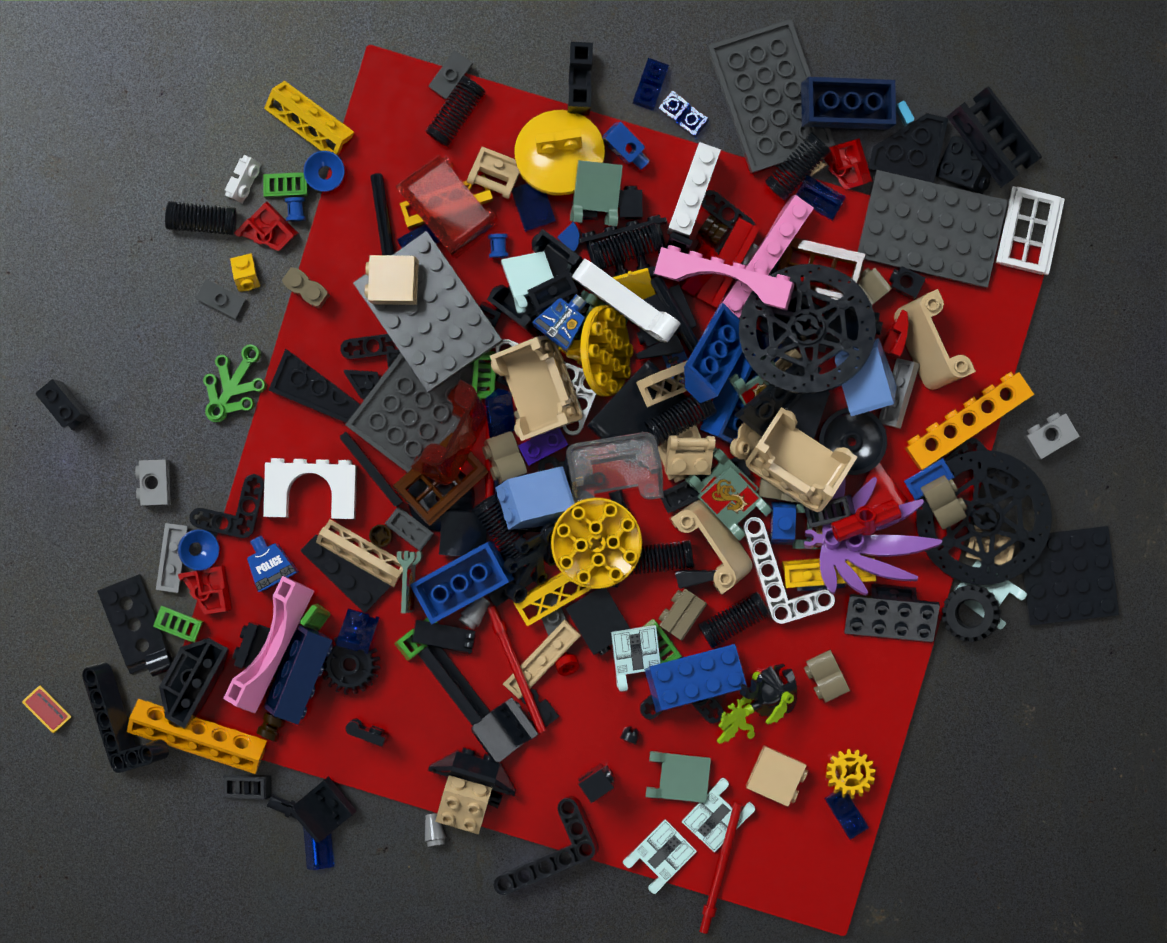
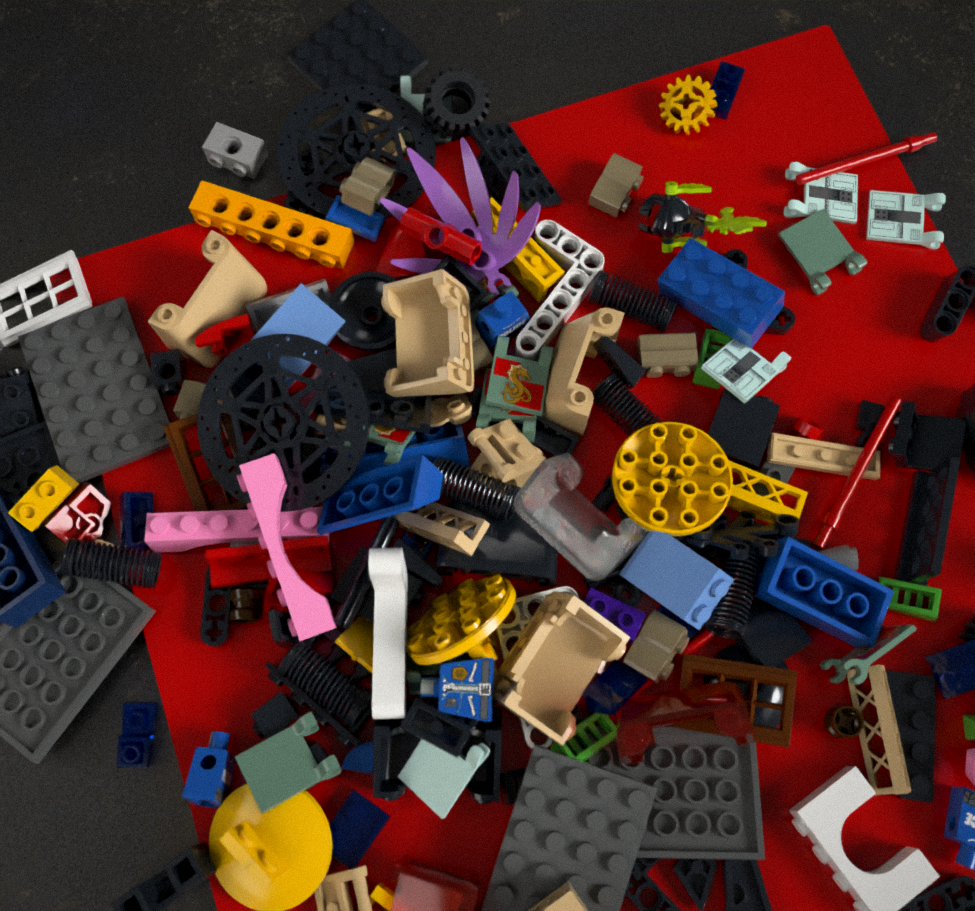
camera: 125 degrees left, 15 degrees down
(371, 469) = (783, 793): black tile -> none
(409, 528) = (810, 697): dark grey plate -> none
(443, 636) = (887, 570): black hinge -> none
(498, 245) = (428, 835): blue bush -> none
(597, 782) = (904, 302): black arch -> none
(630, 737) = (822, 319): black hinge -> none
(650, 84) = (124, 797): clear blue slope -> none
(694, 190) = (178, 662): white arch -> none
(777, 776) = (745, 164): tan brick -> none
(873, 150) = (43, 498): none -> yellow brick

